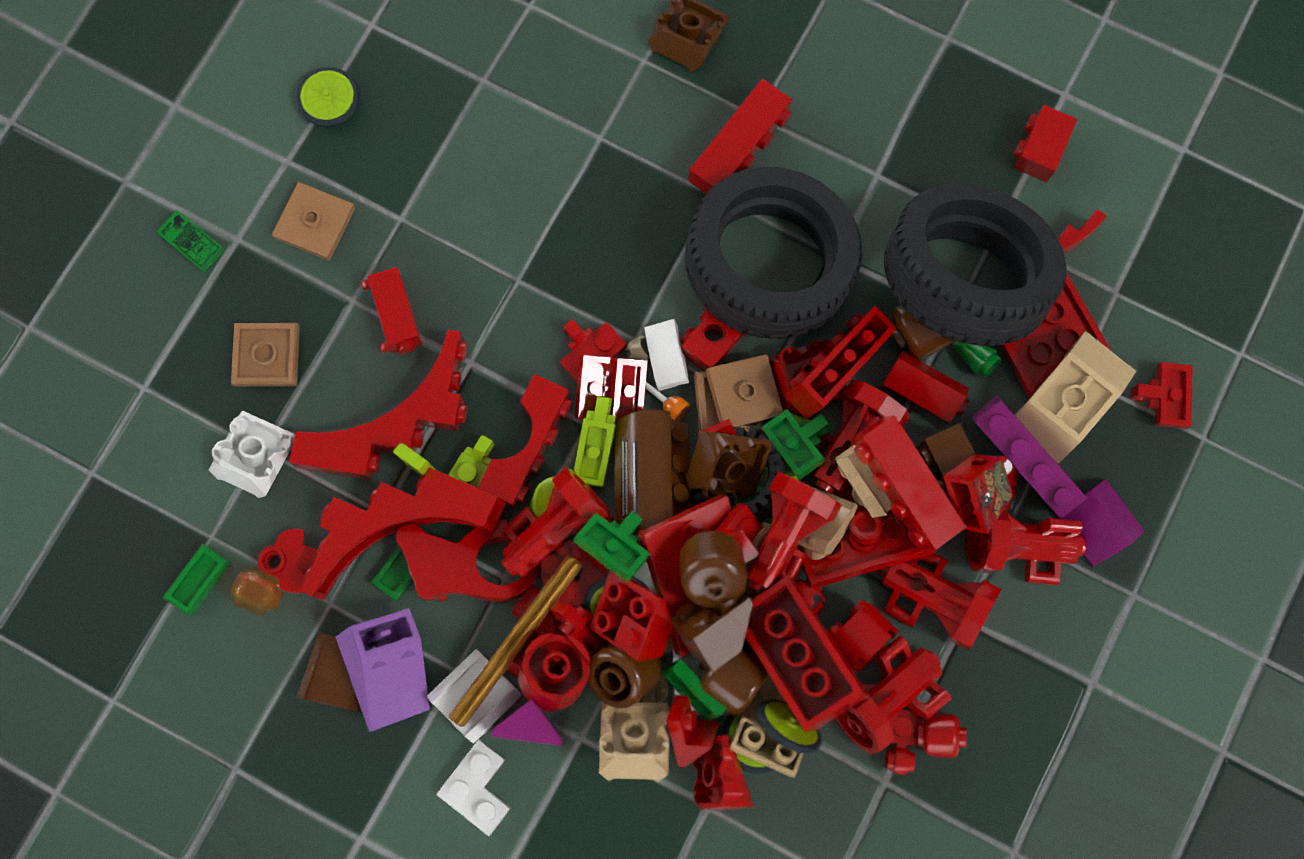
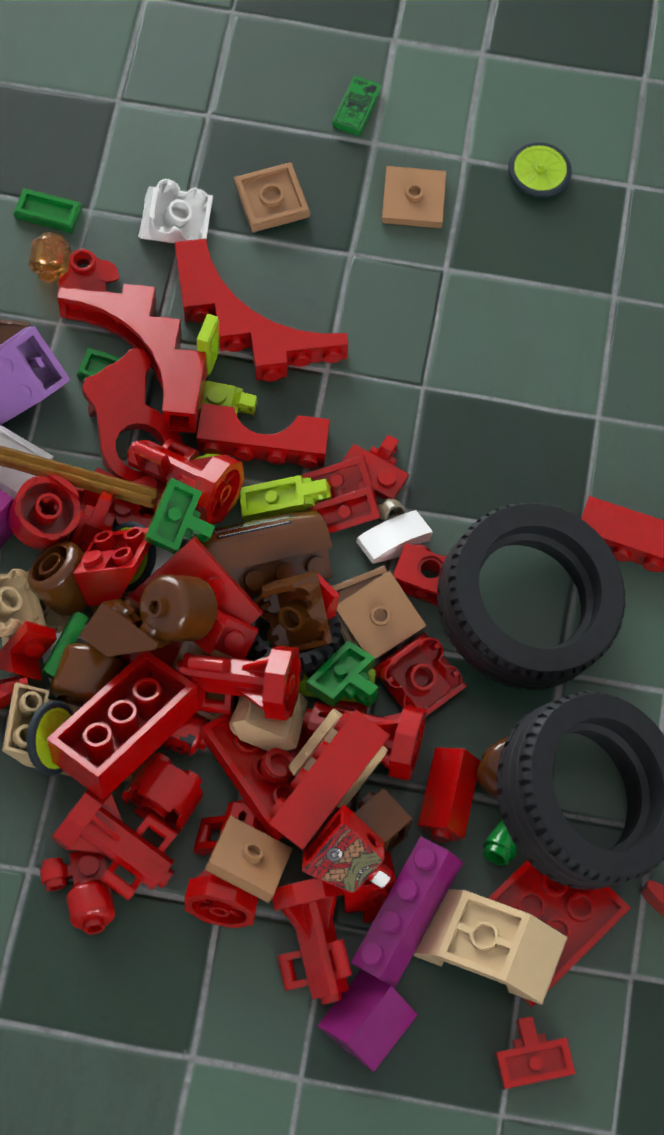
camera: 70 degrees right, 10 degrees down
(394, 311) = (350, 287): red brick -> none
(675, 405) = (343, 560): orange hinge -> none
(839, 364) = (440, 693): red brick -> none
(954, 579) = (249, 859): none -> medium nougat plate

